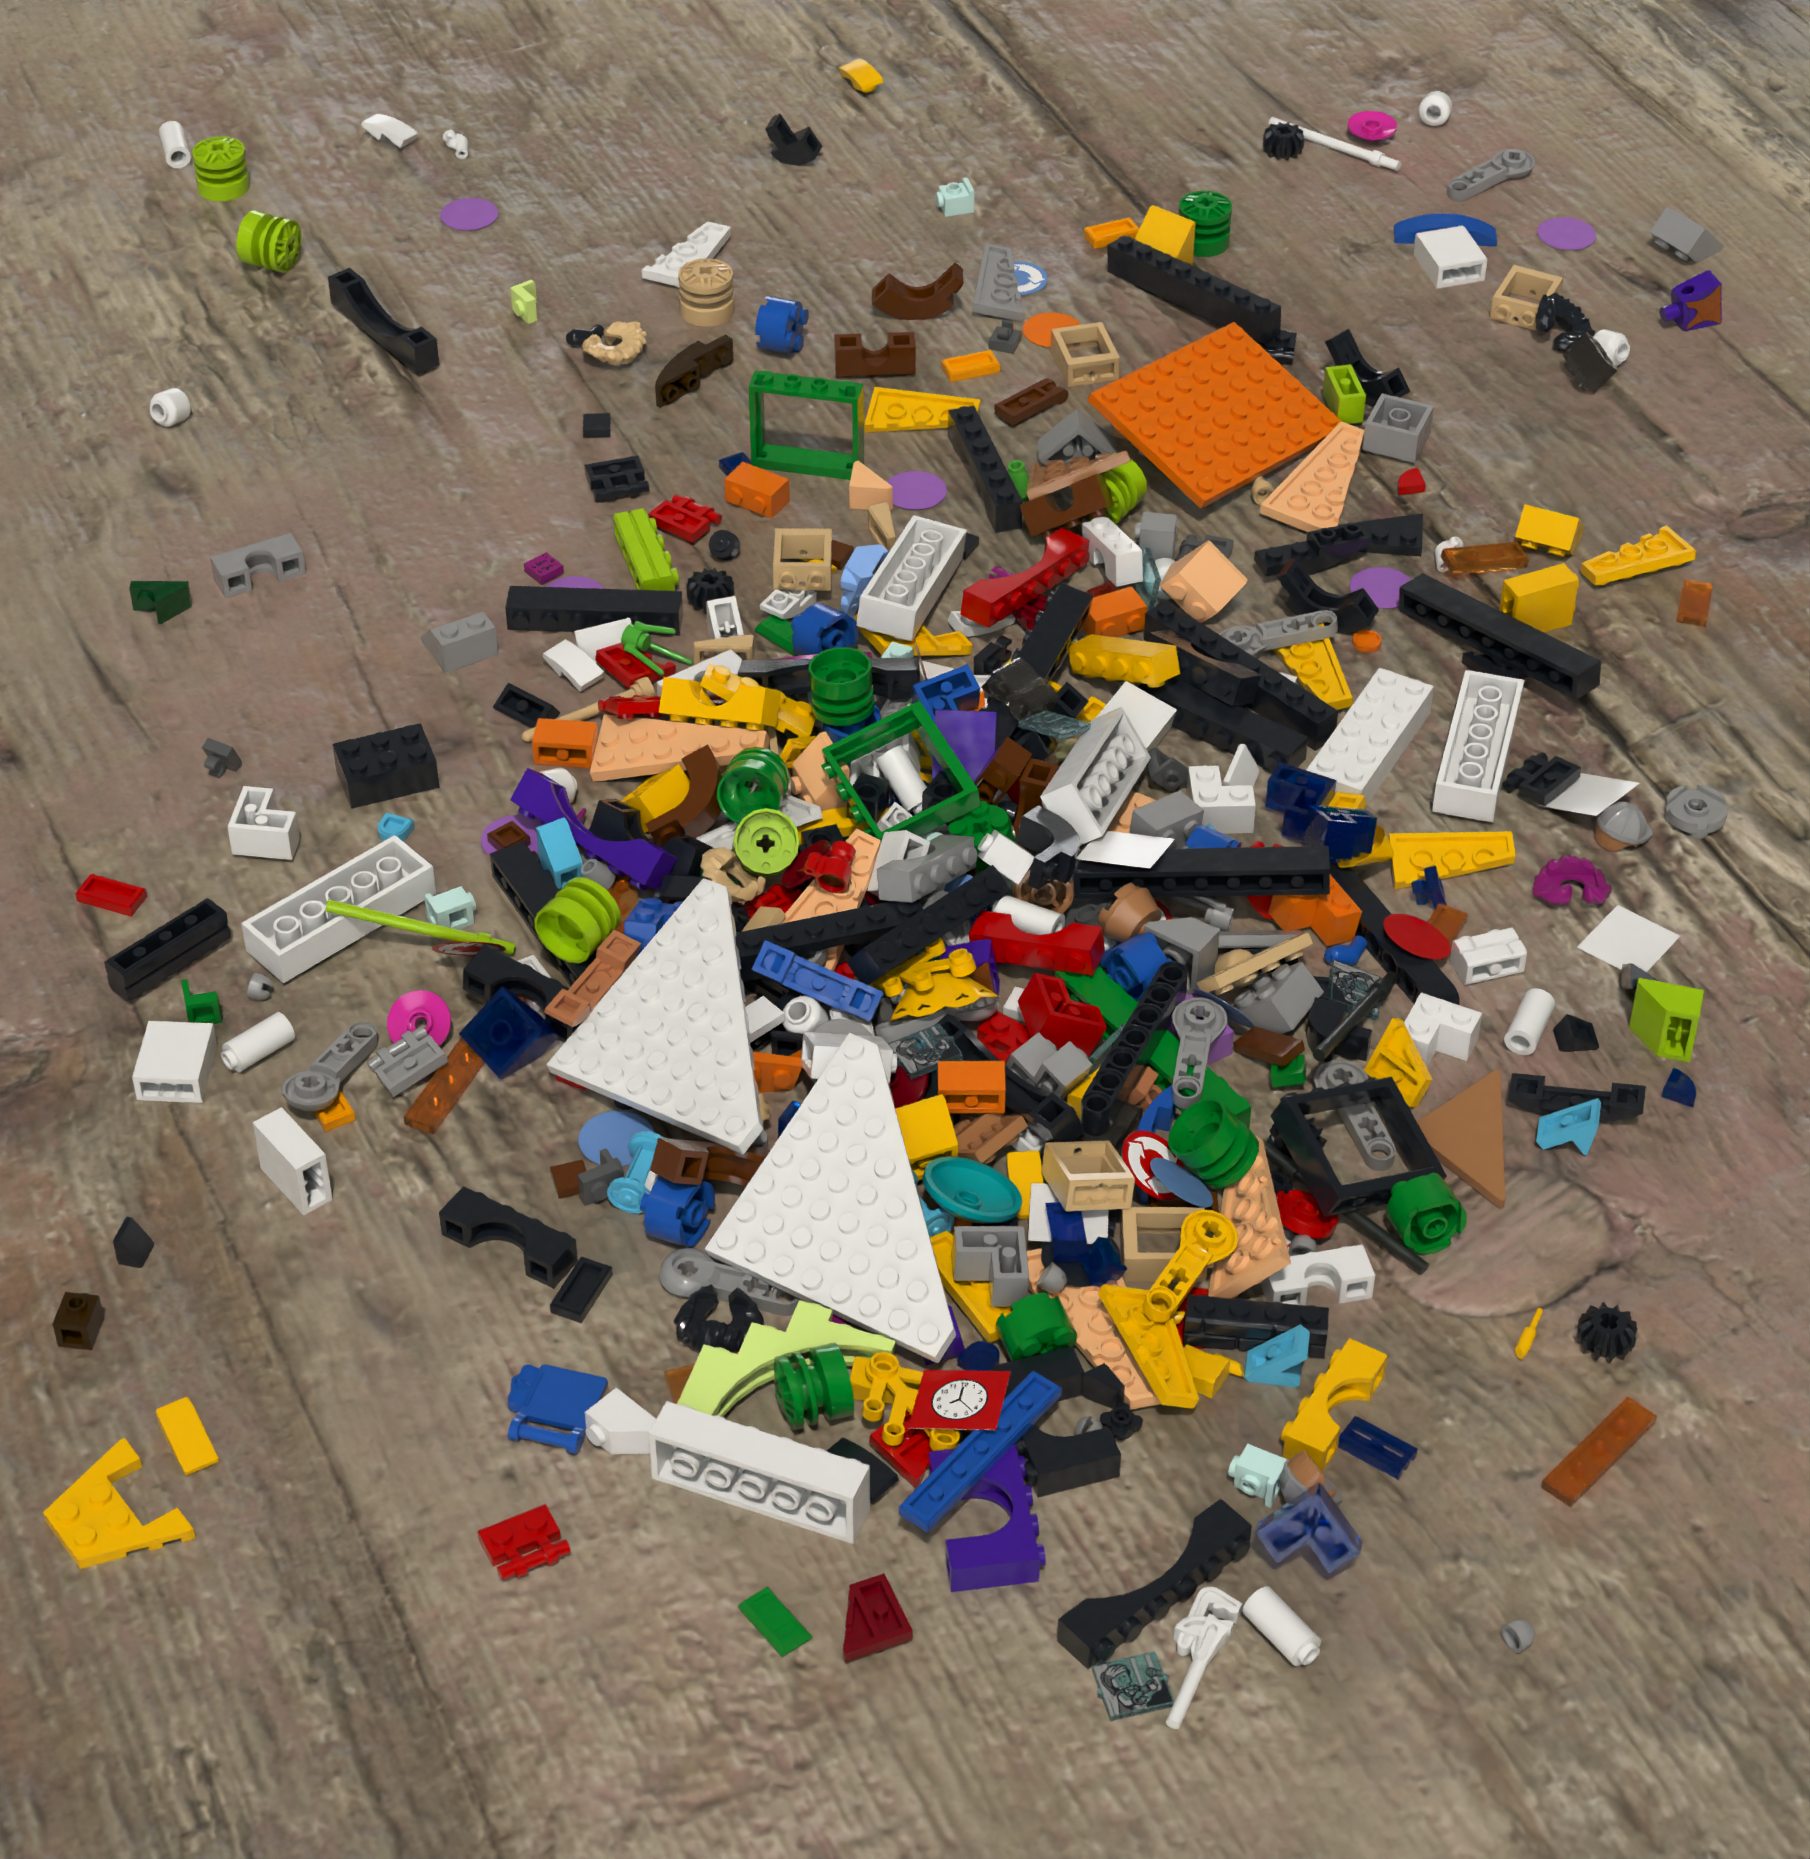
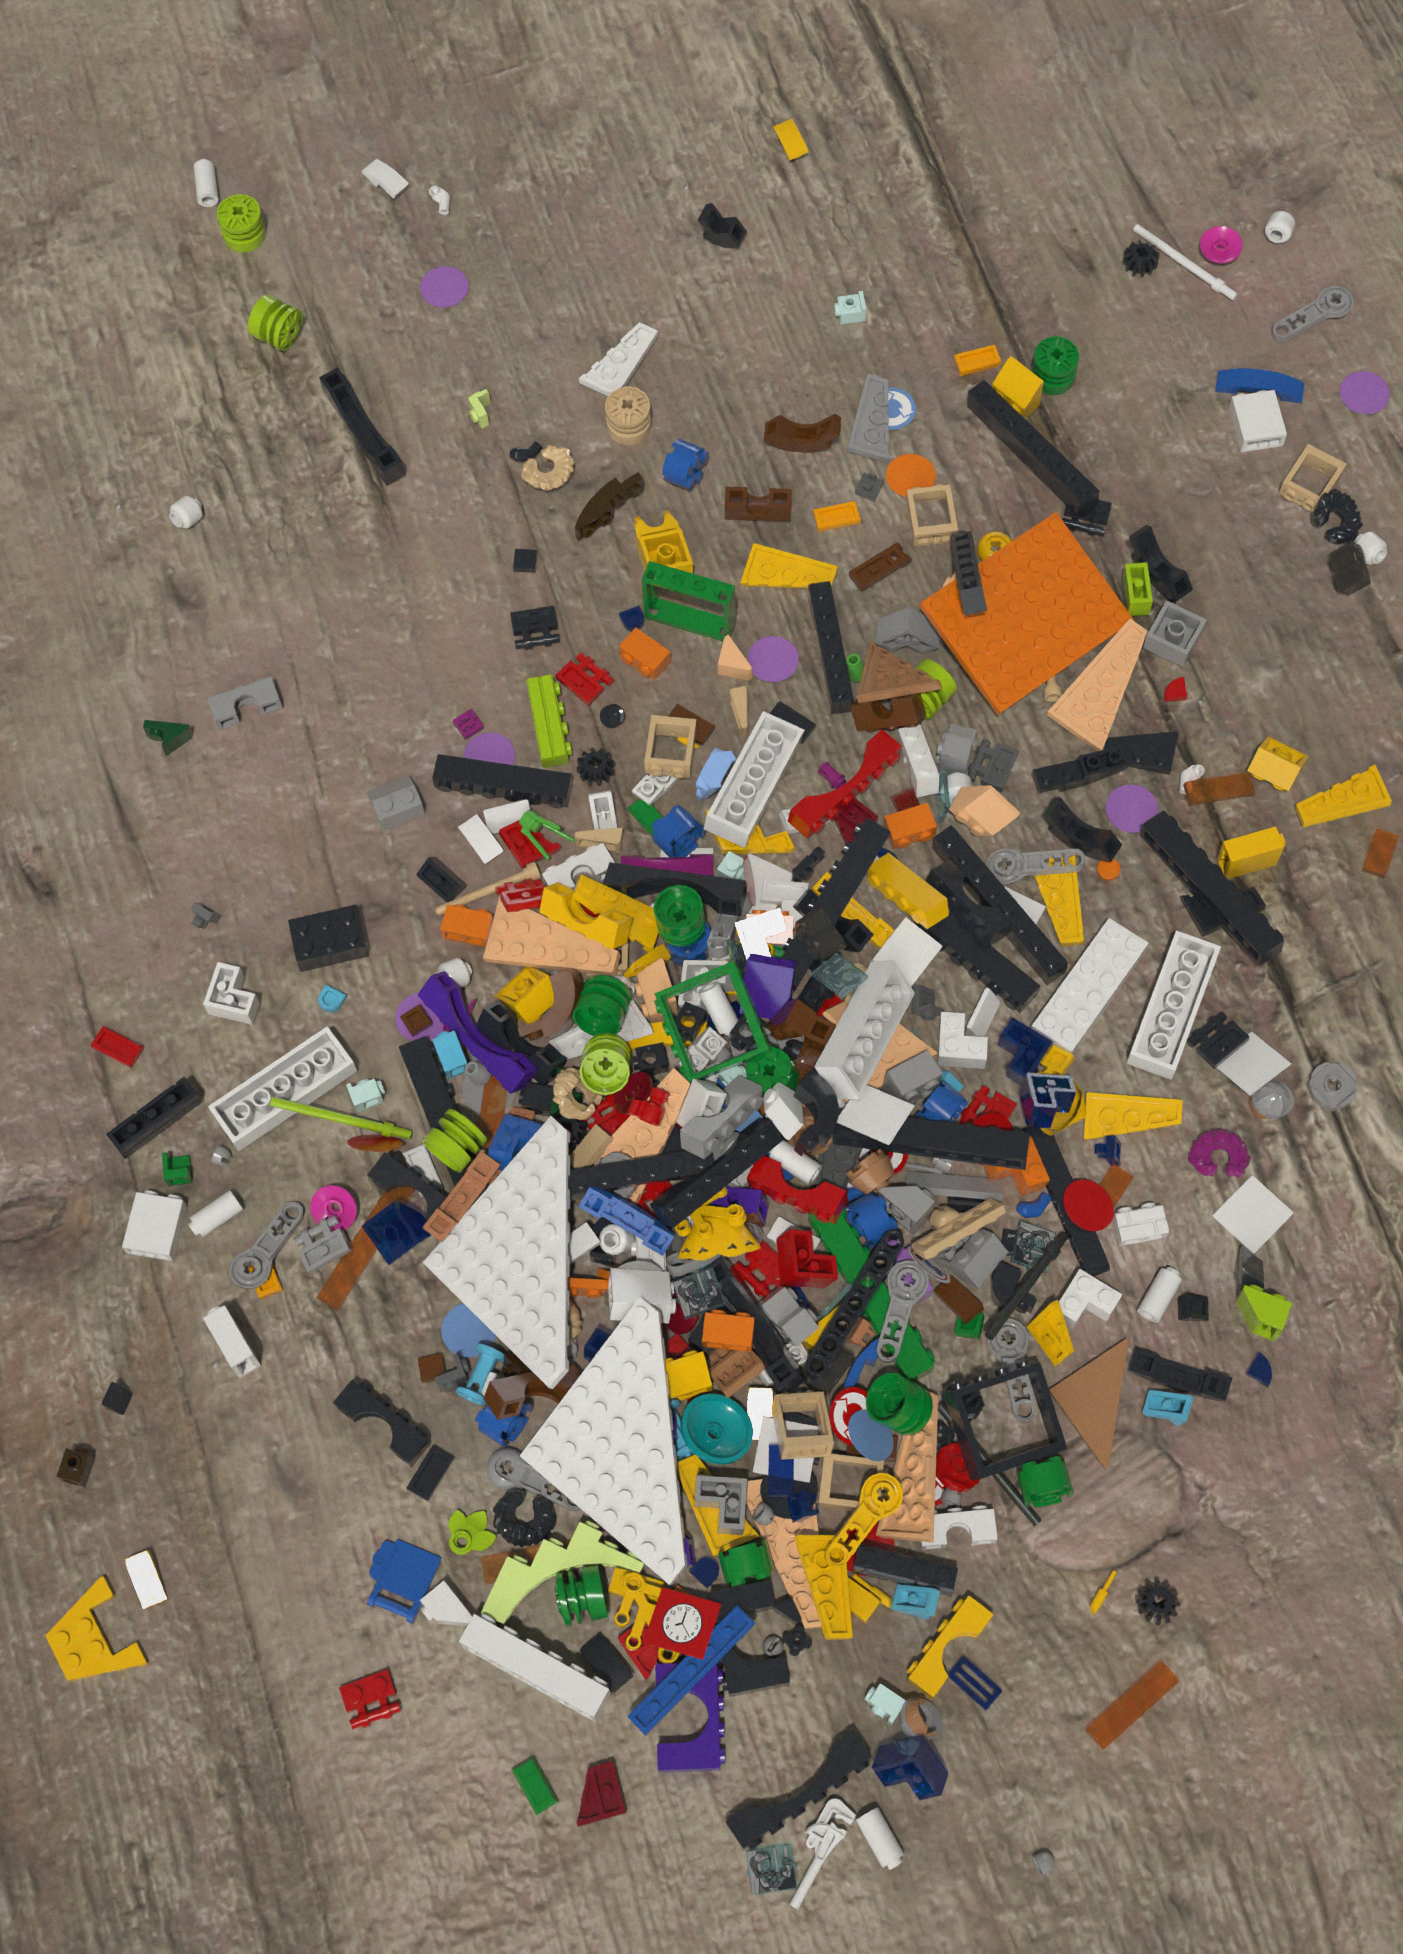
camera: 10 degrees right, 25 degrees up
(644, 1347) = (472, 1529): none -> lime plate
(780, 411) = (662, 544): none -> yellow brick
(1146, 366) = (968, 572): none -> black arch

